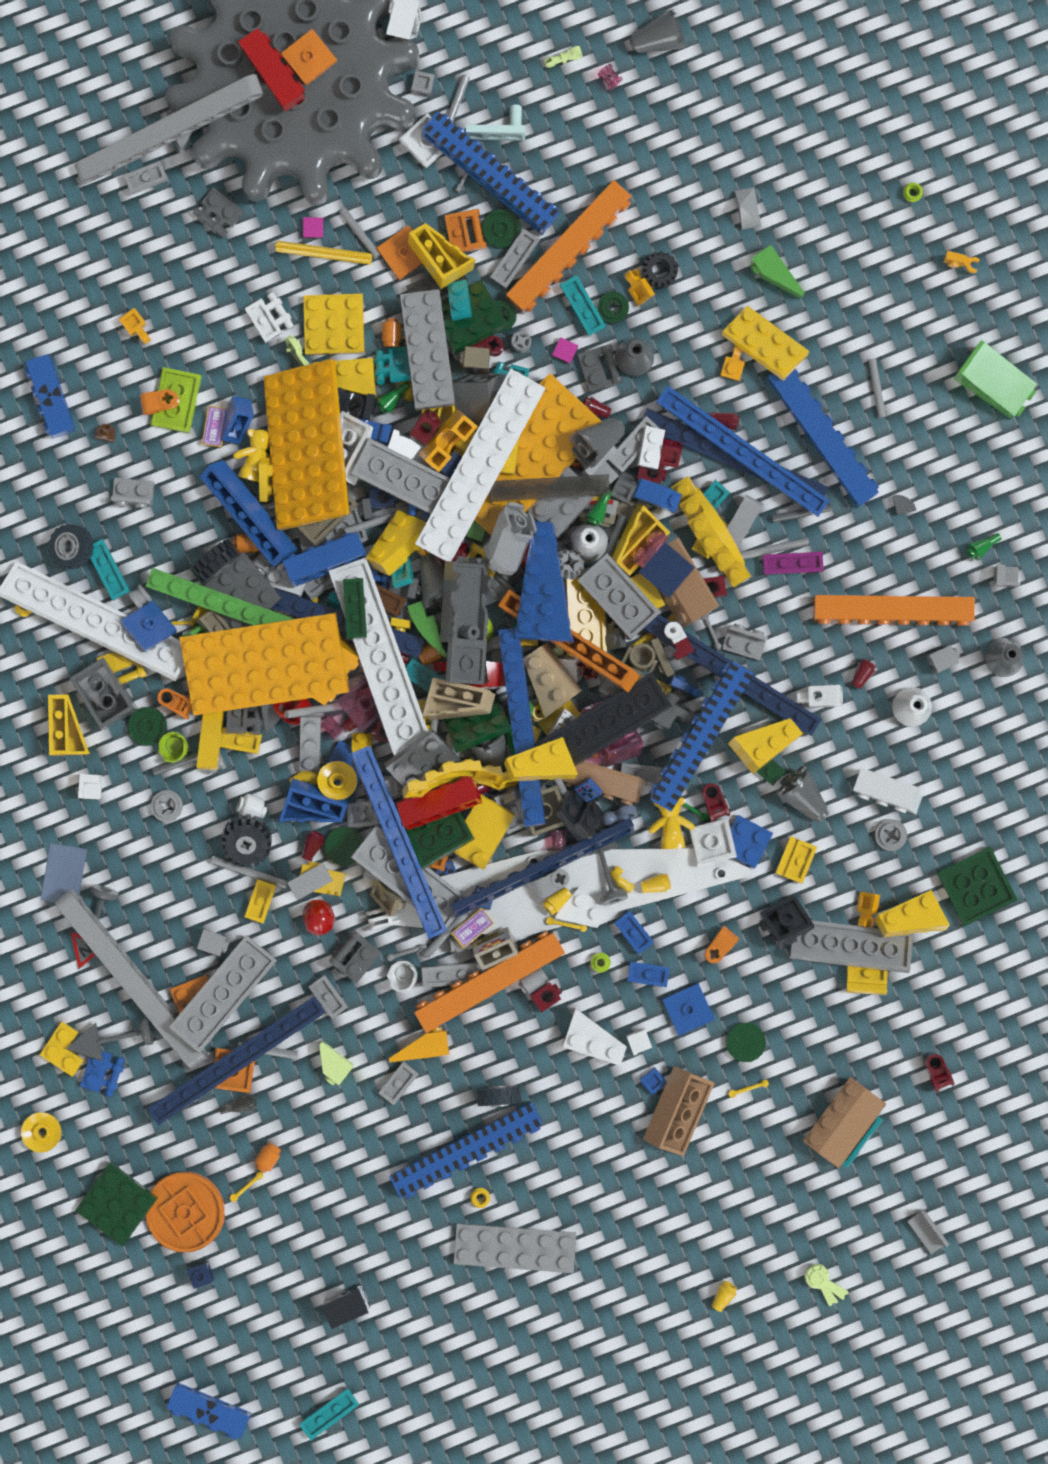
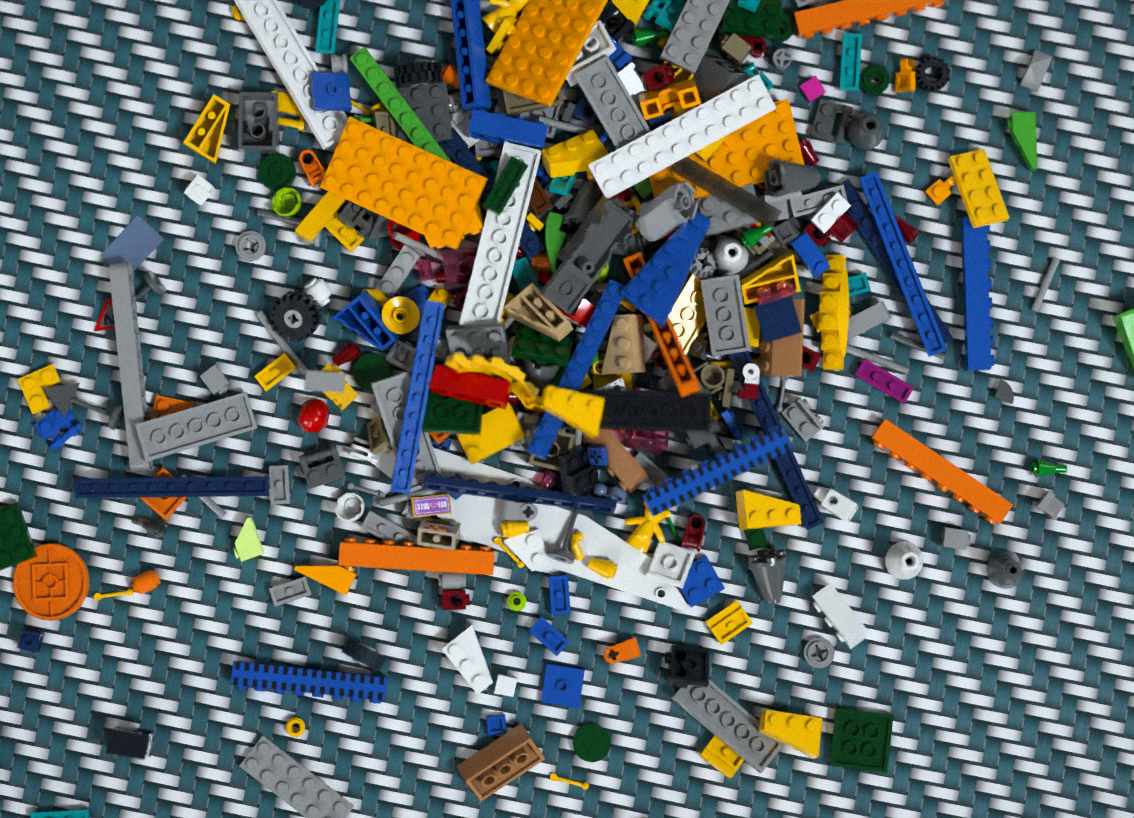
camera: 25 degrees right, 0 degrees up
(863, 673) = (882, 507): dark red cone -> none
(867, 905) = (762, 698): light orange plate -> none

